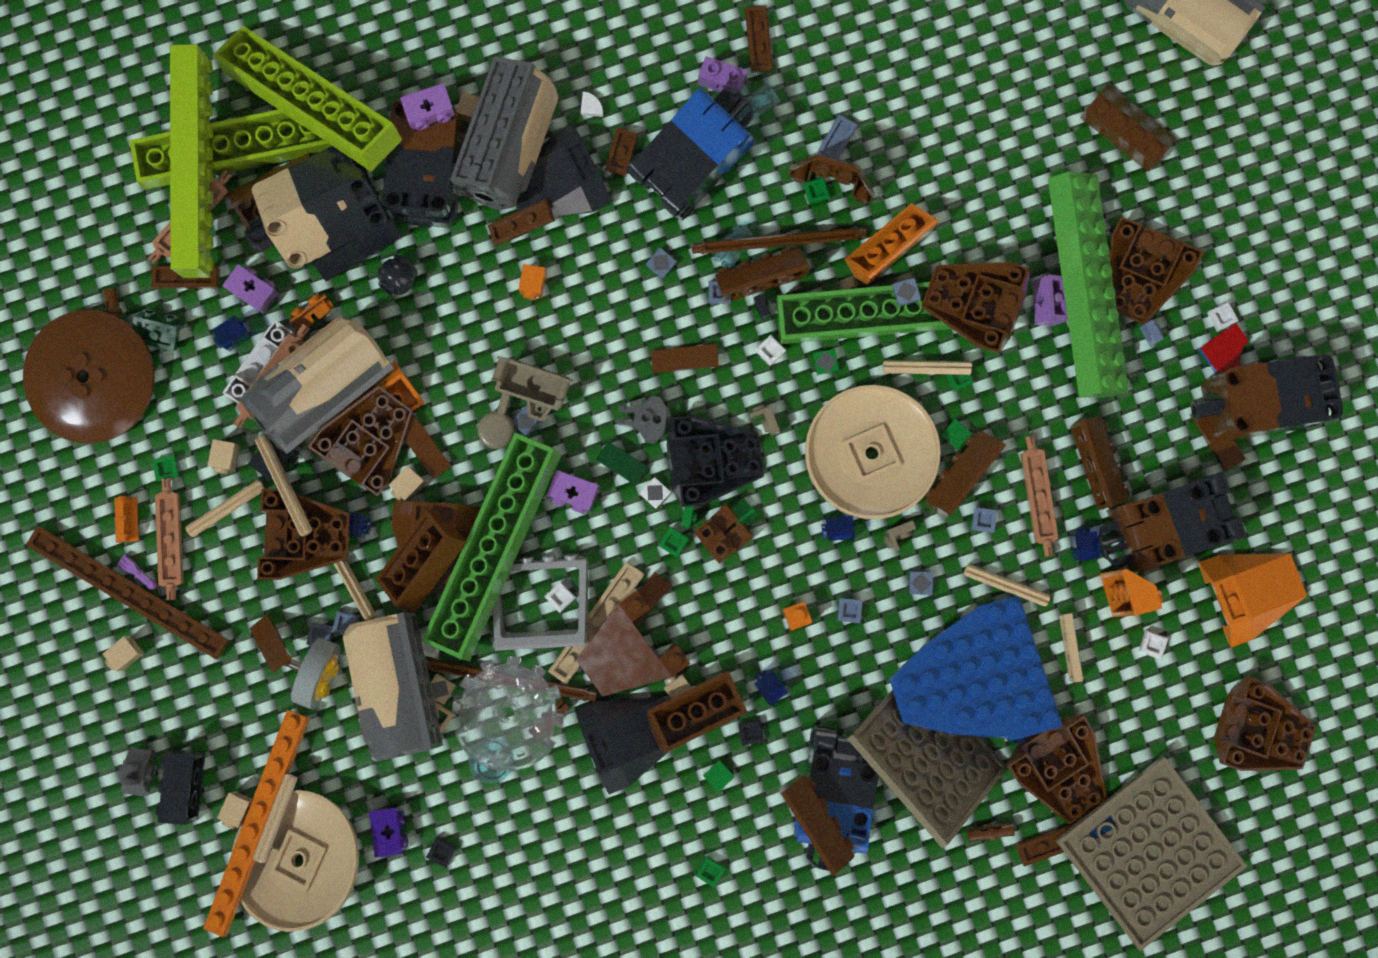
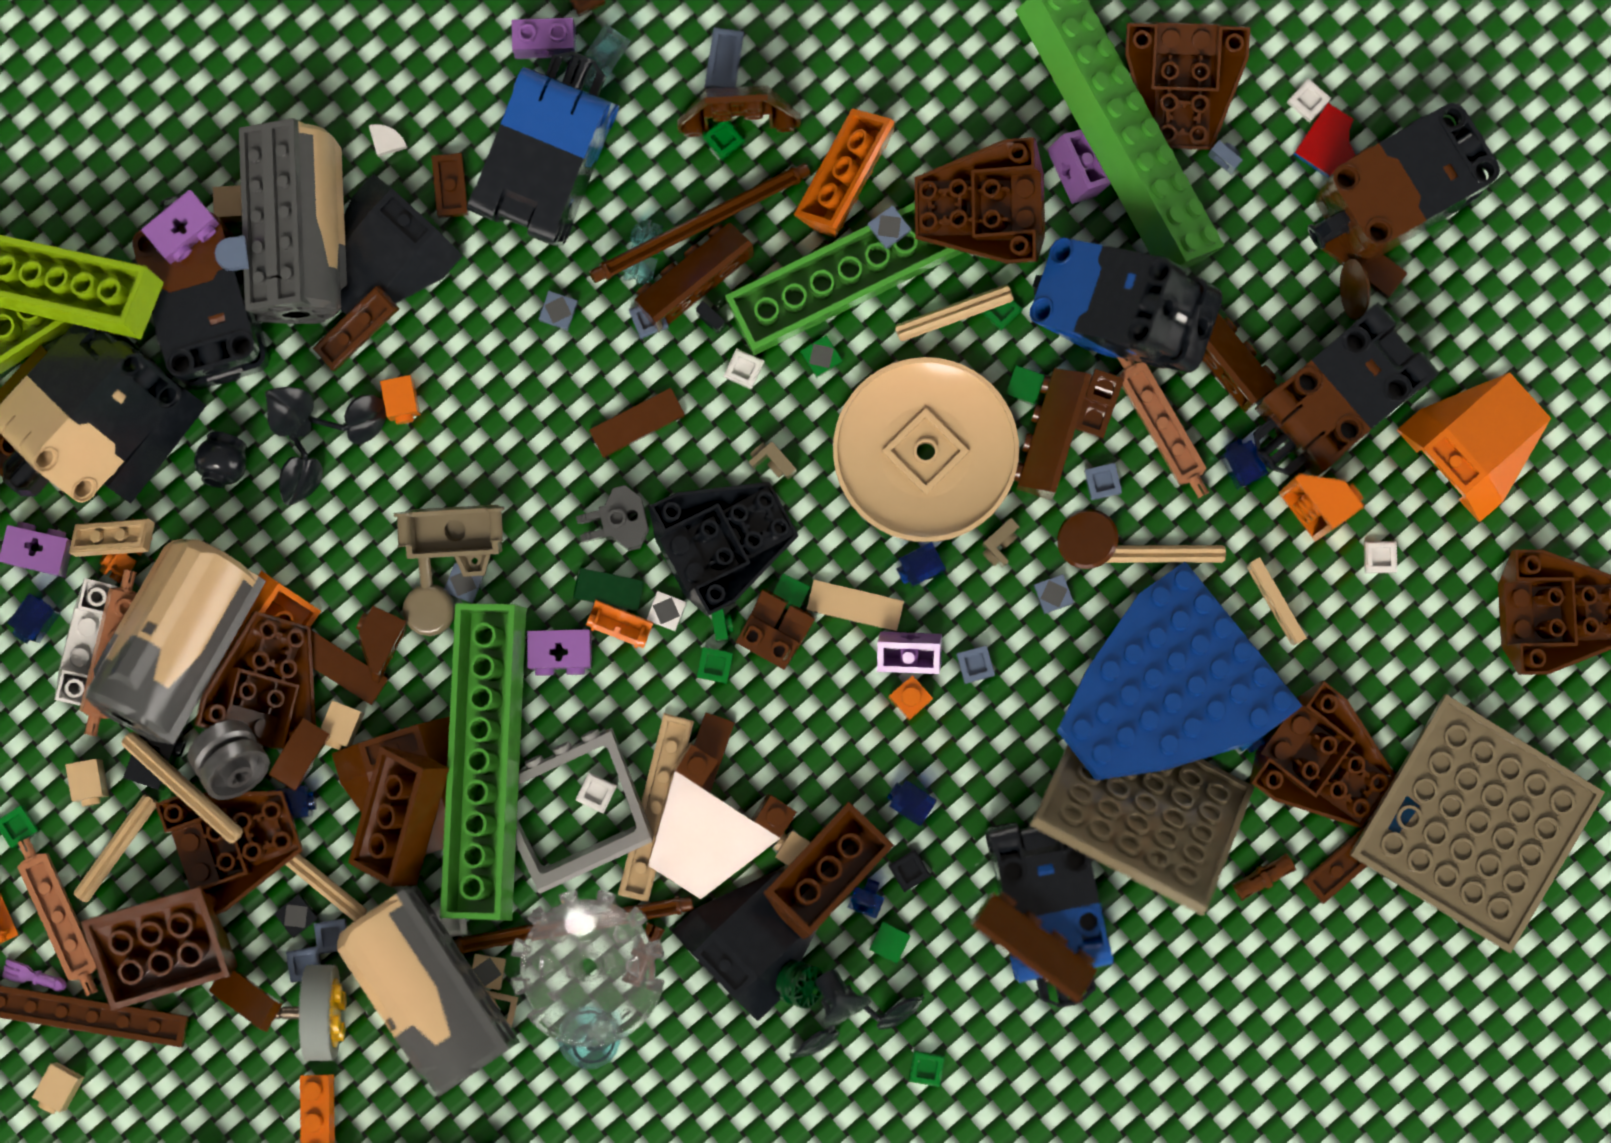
camera: 20 degrees left, 0 degrees up
(225, 587) = (159, 947): none -> reddish brown slope
(303, 299) = (112, 537): none -> tan tile
(320, 478) = (228, 759): none -> flat silver wheel
(327, 601) = (296, 916): none -> tile
(370, 493) = (299, 754): none -> reddish brown slope
(453, 262) = (290, 416): none -> black plant
(456, 138) = (232, 254): none -> sand blue tile
(456, 436) = (379, 639): none -> reddish brown slope
(620, 489) = (619, 624): none -> orange hinge
(645, 780) = (797, 984): none -> dark green wheel
(668, 797) = (845, 1004): none -> black plant
(714, 742) = (866, 900): none -> clear blue tile
(783, 538) = (855, 605): none -> tan tile
(808, 585) = (909, 652): none -> medium lavender brick
(958, 555) = (1087, 539): none -> reddish brown piece
(1002, 466) = (1099, 403): none -> reddish brown slope
(1049, 406) = (1125, 304): none -> black piece
(1206, 456) = (1354, 289): none -> reddish brown piece

